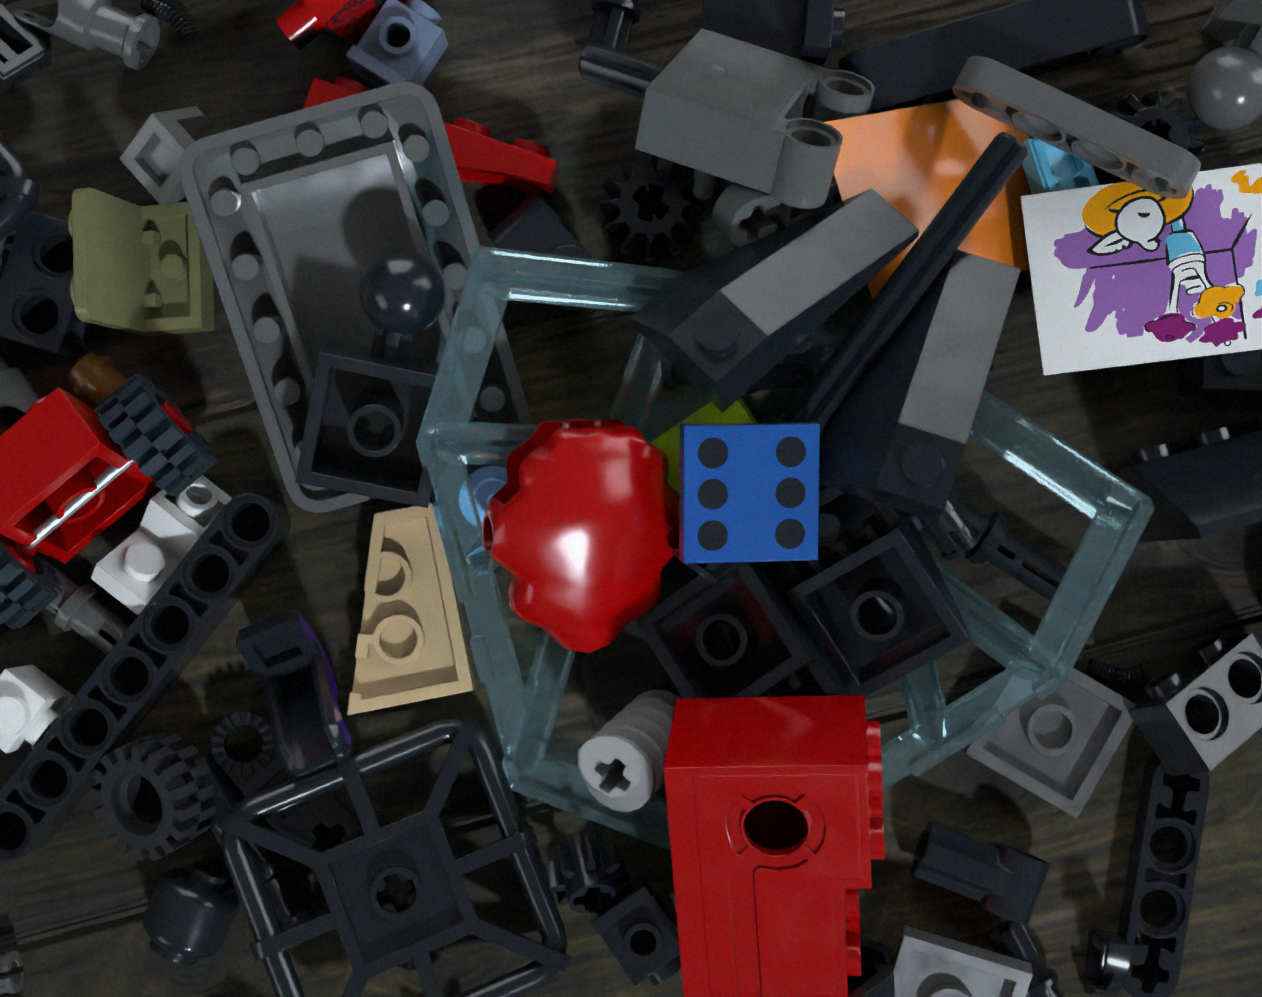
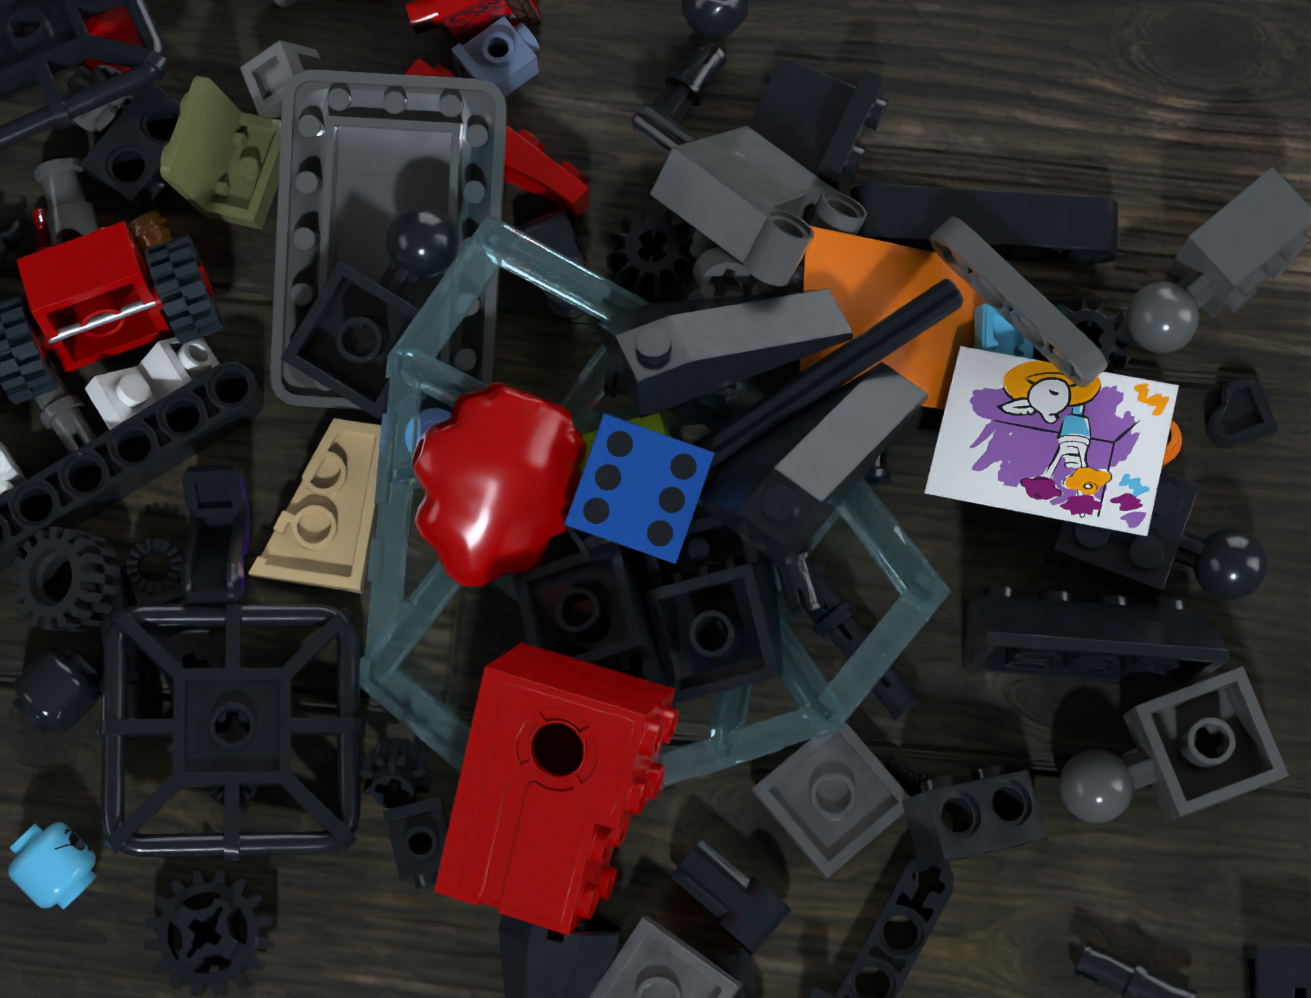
camera: 25 degrees right, 10 degrees down
(628, 754) = (454, 675): light grey piece -> none

